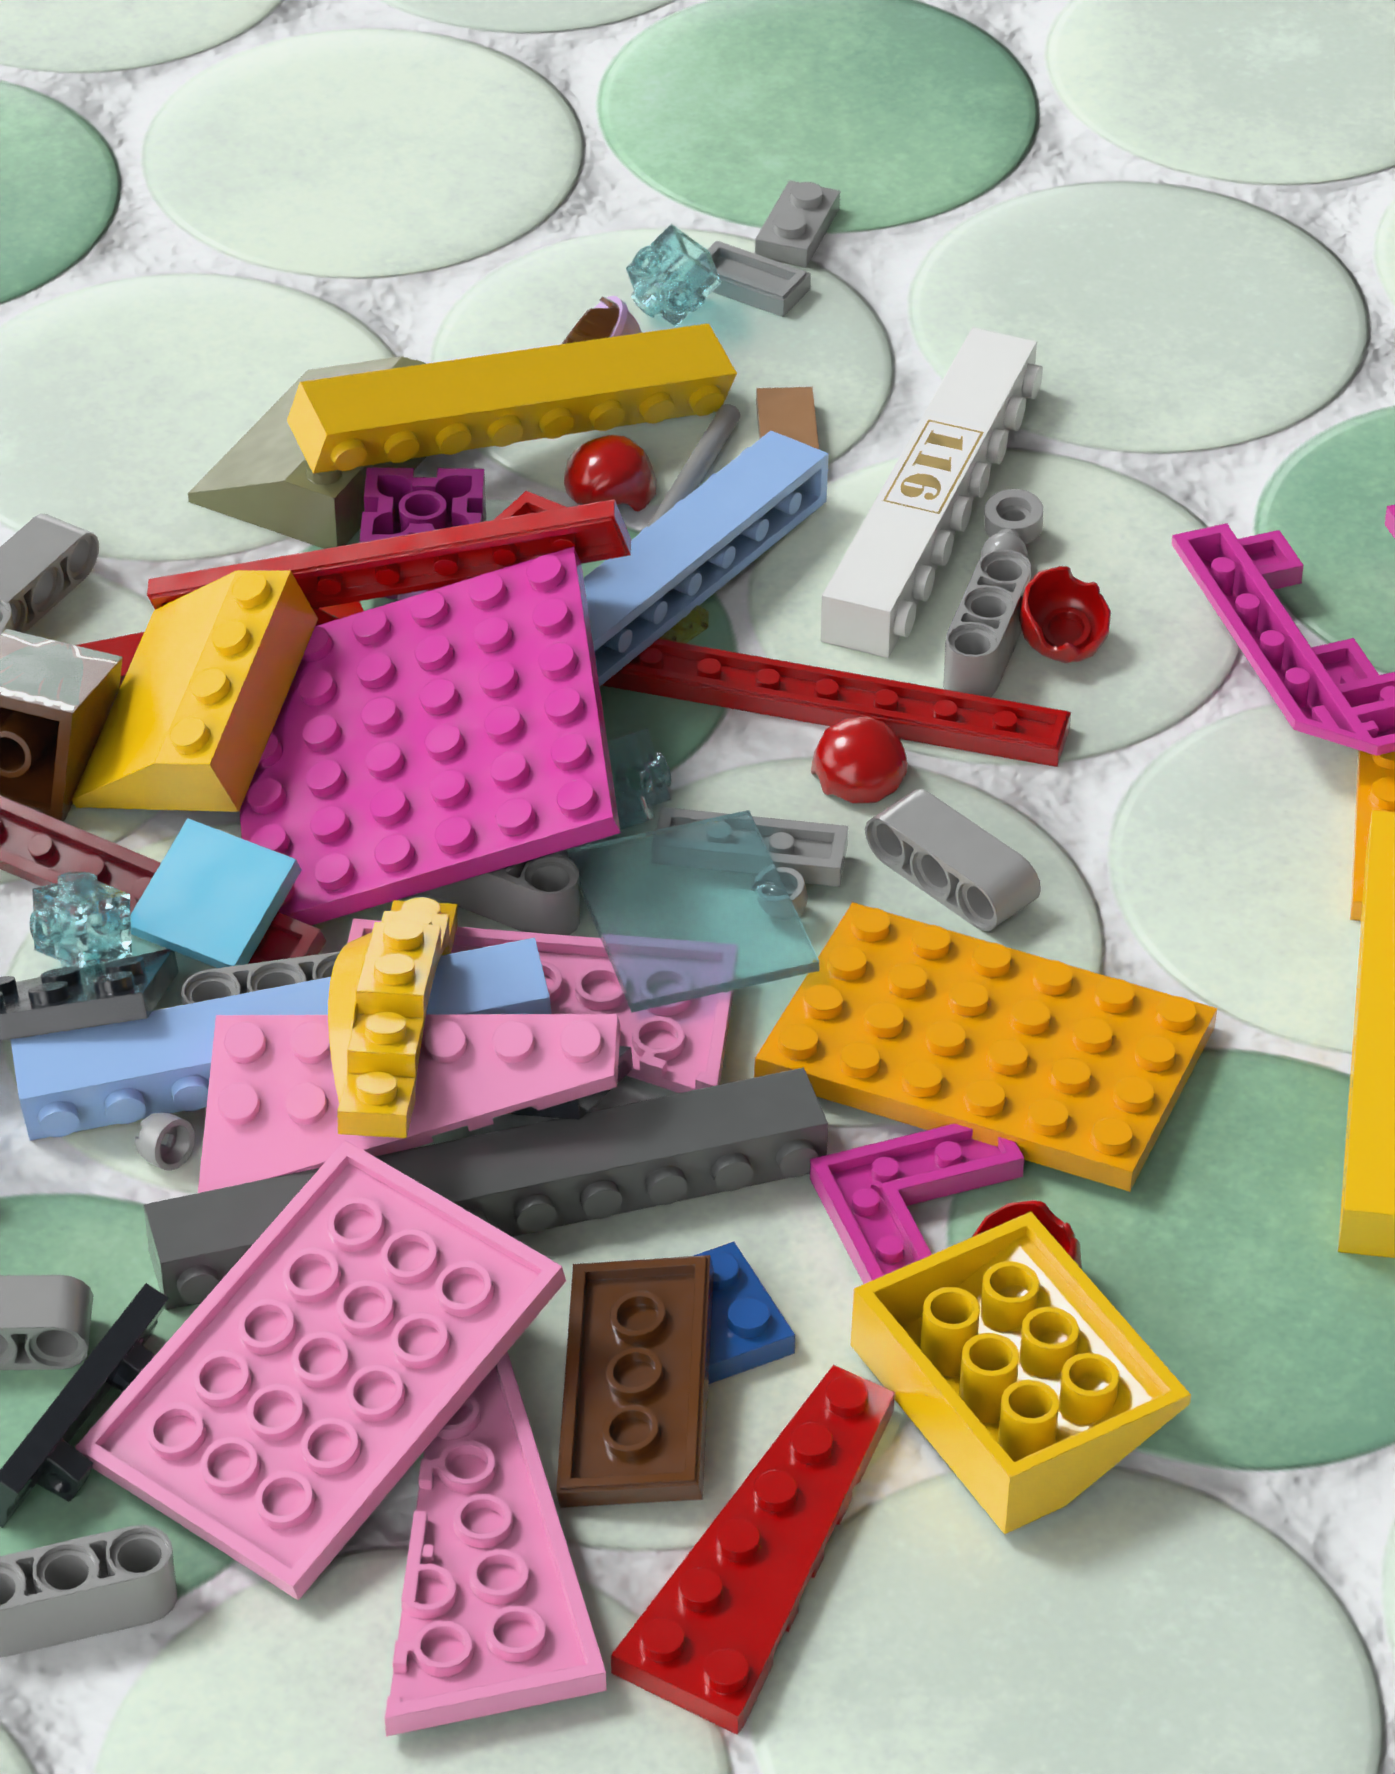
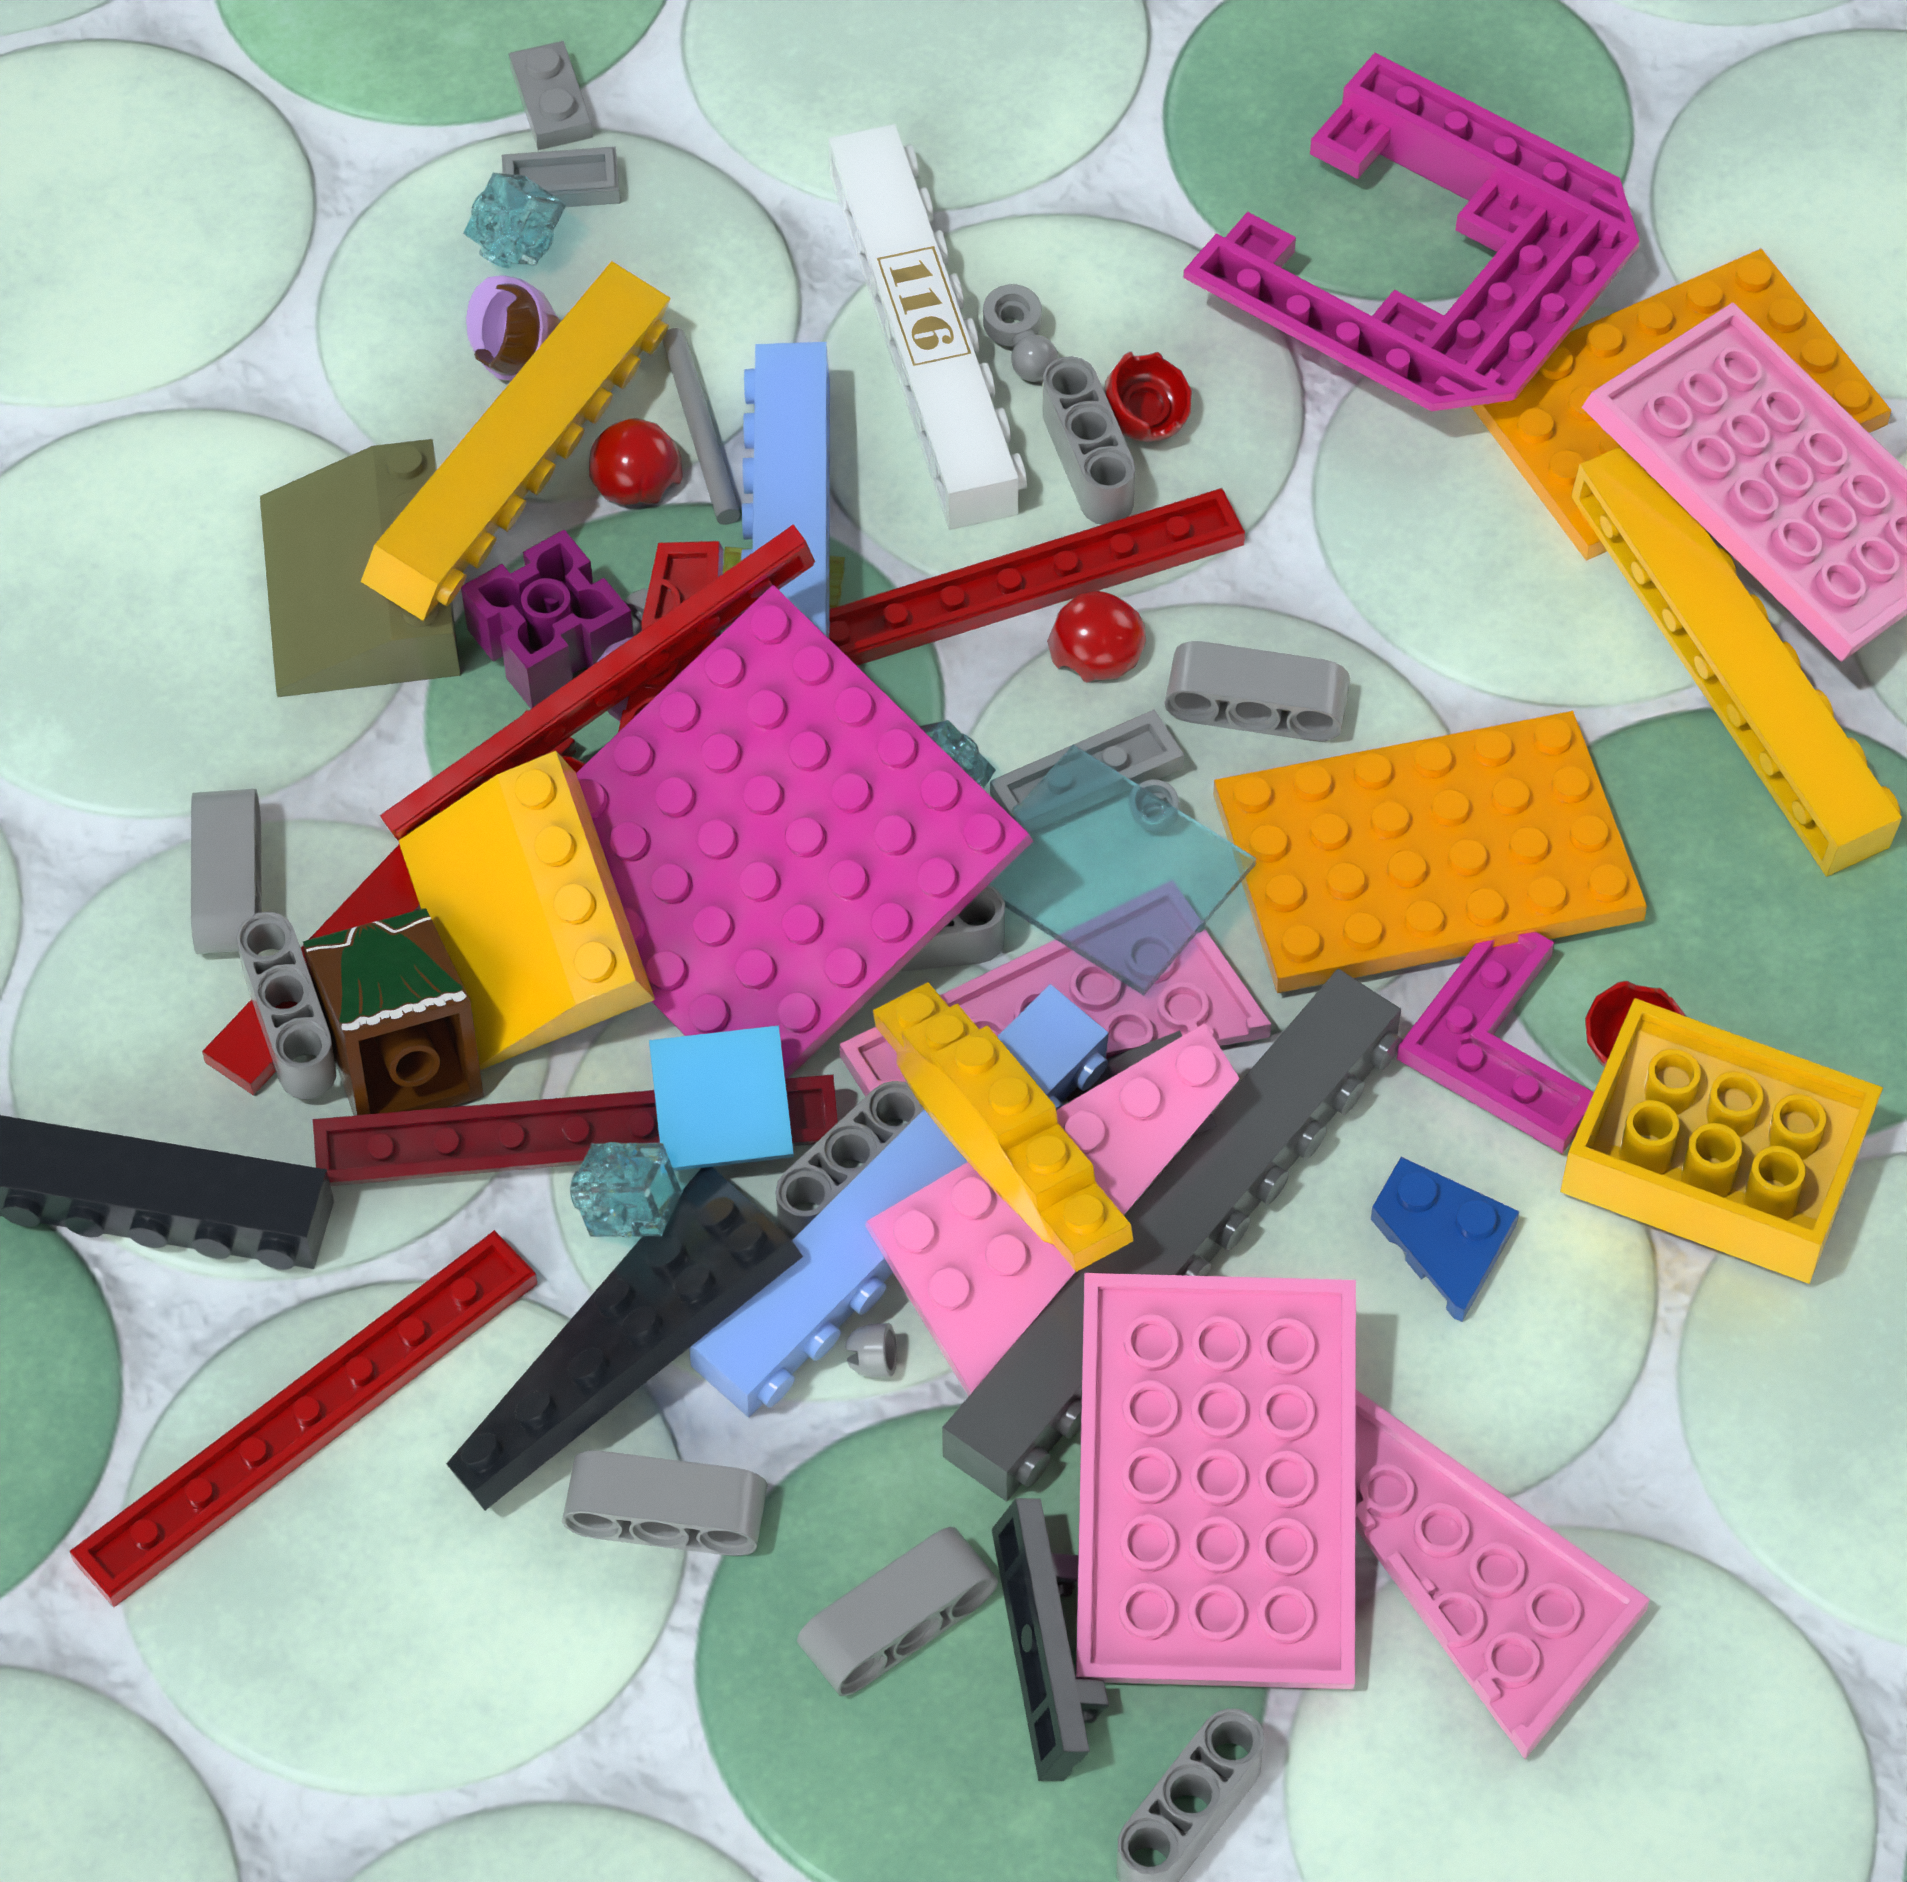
camera: 35 degrees left, 15 degrees up
(636, 1382) = (1445, 1331): reddish brown tile -> none
(740, 1587) = (1663, 1457): red wing -> none
(787, 412) = (732, 319): medium nougat tile -> none

